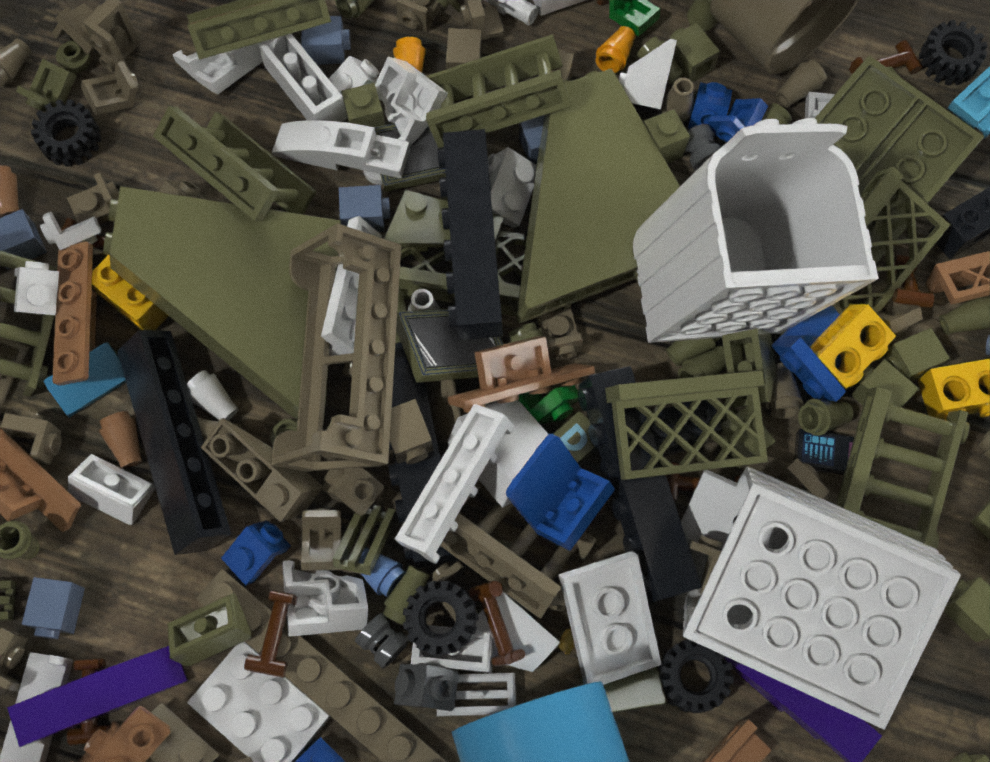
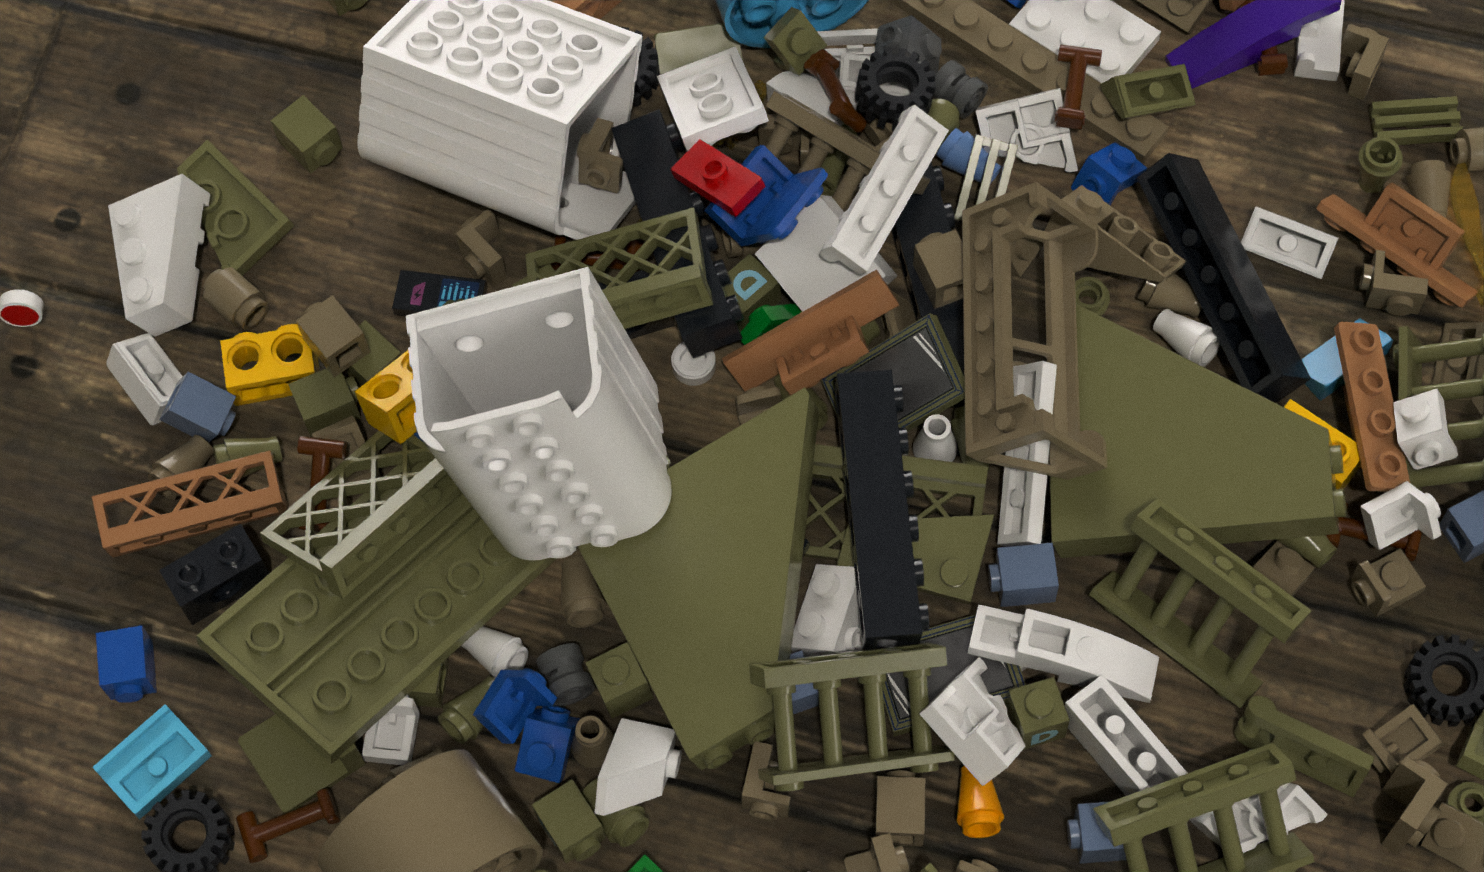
camera: 175 degrees left, 5 degrees down
(53, 607) = (1323, 112): sand blue brick -> none
(122, 438) = (1286, 289): medium nougat cone -> none
(180, 89) = (1307, 748): none -> olive plate
(320, 538) = (1038, 168): dark tan bracket -> none
(354, 74) = (1055, 770): white bracket -> none
(532, 679) = (794, 41): none -> olive bracket
(604, 506) = (717, 177): none -> red plate
(615, 50) = (678, 830): light orange cone -> none
(870, 446) = (403, 279): olive fence -> none
(923, 385) = (332, 335): none -> dark tan brick

